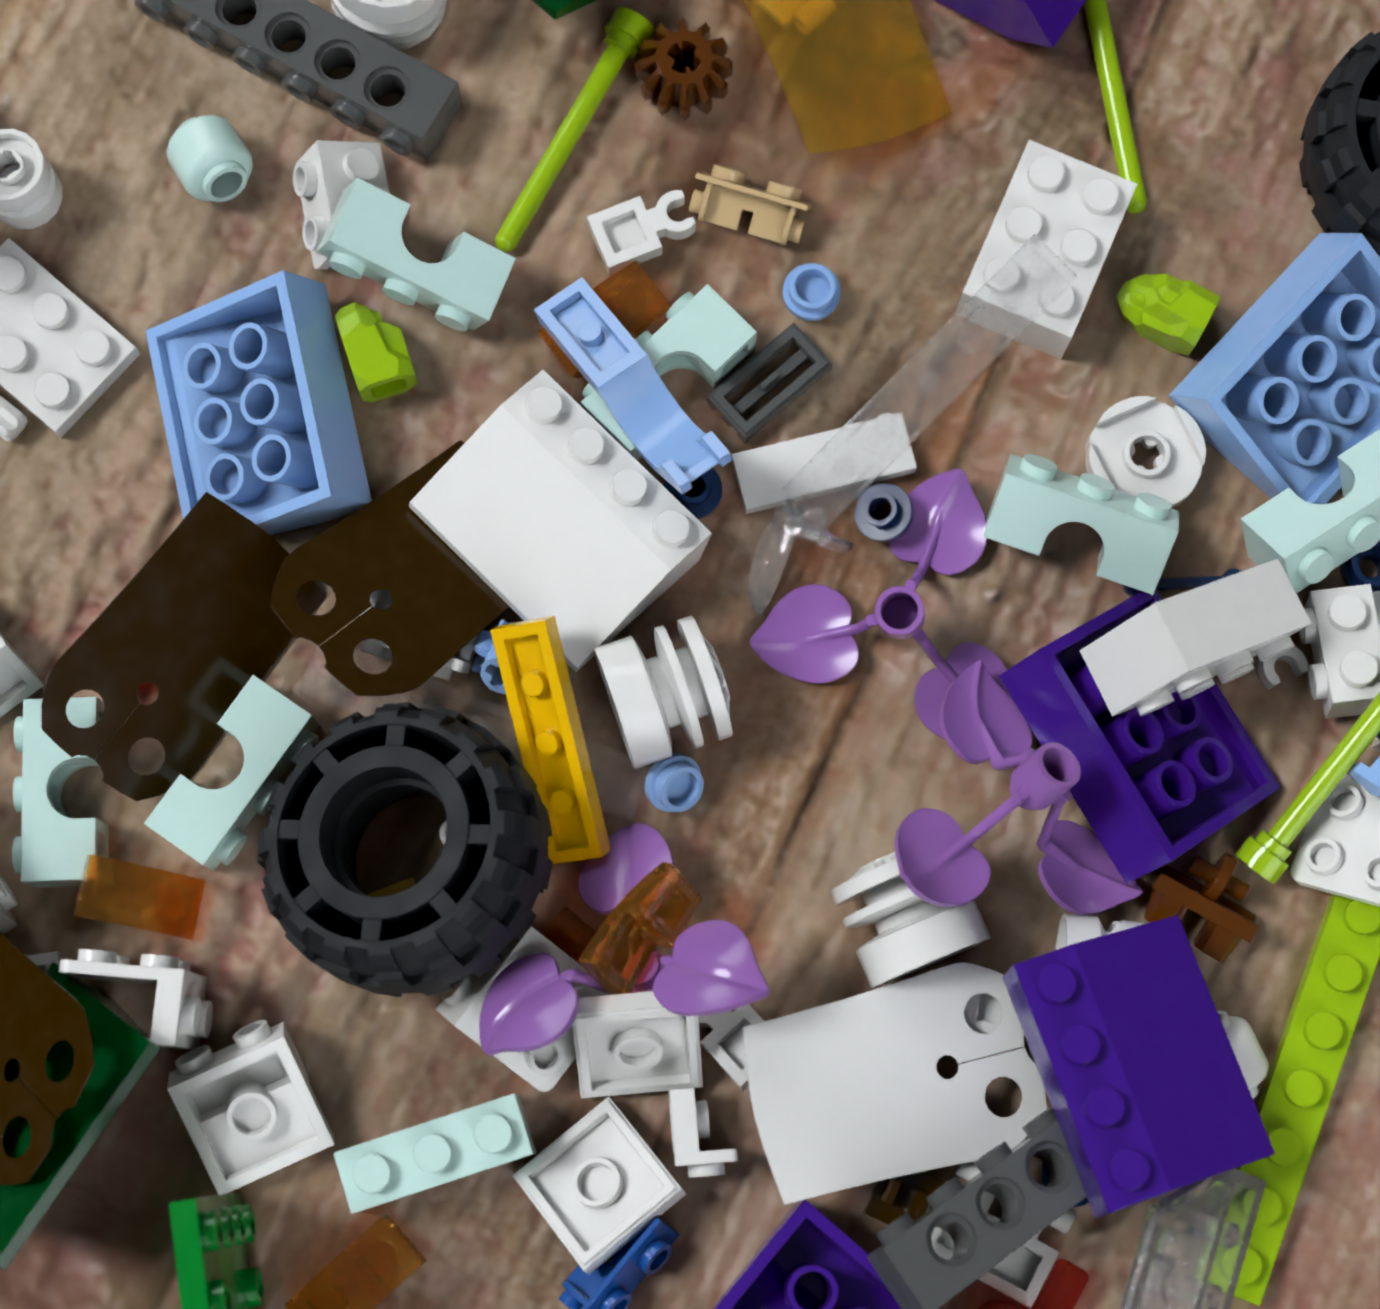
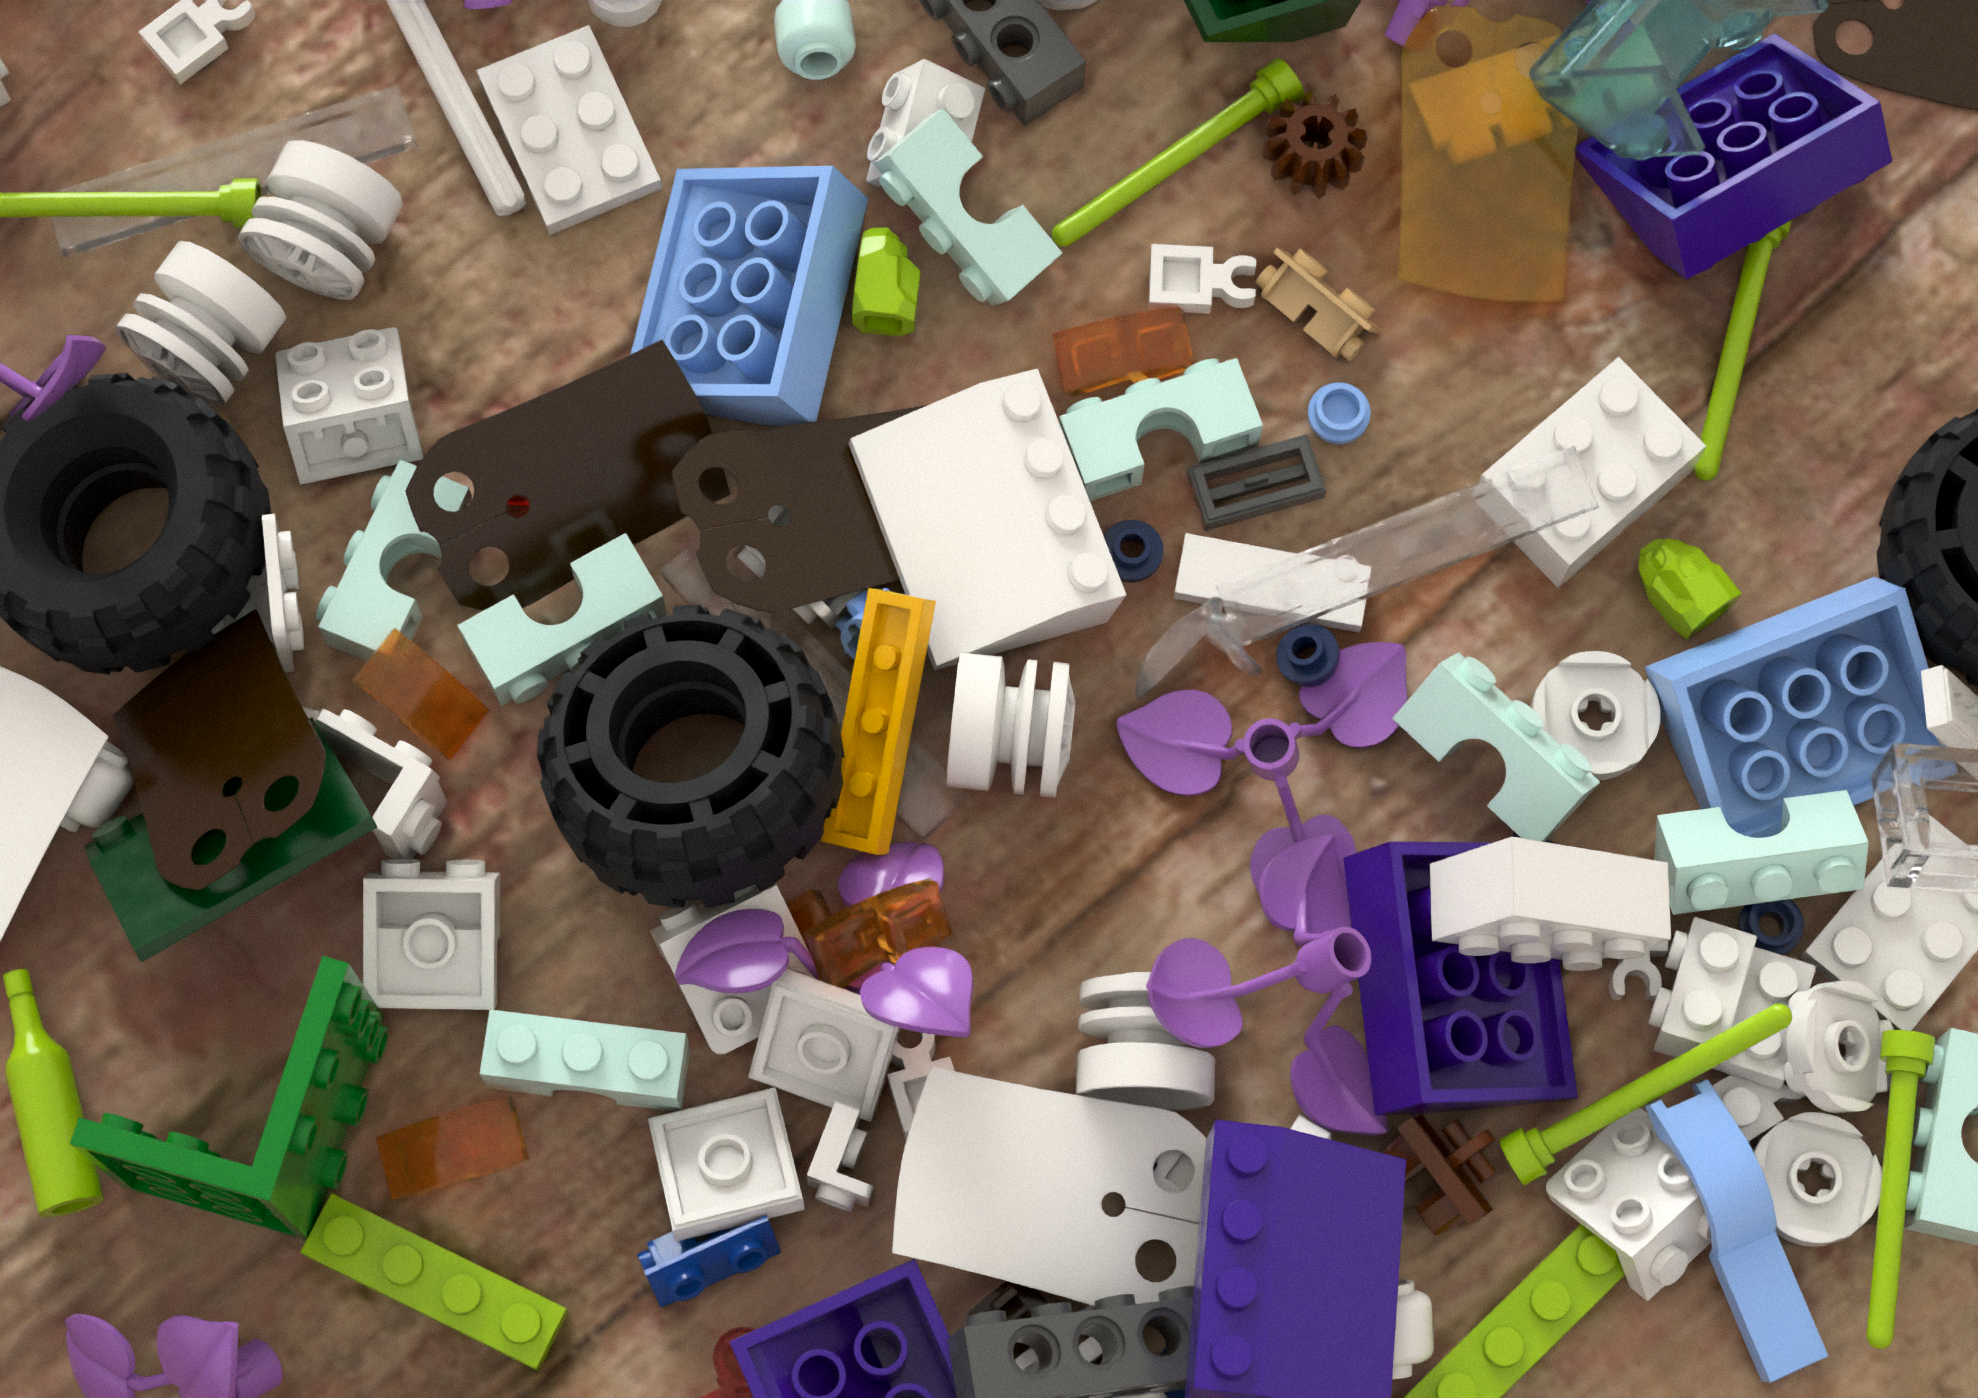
camera: 25 degrees right, 5 degrees down
(629, 386) = (1112, 418): light blue piece -> none
(674, 783) = (979, 820): light blue plate -> none

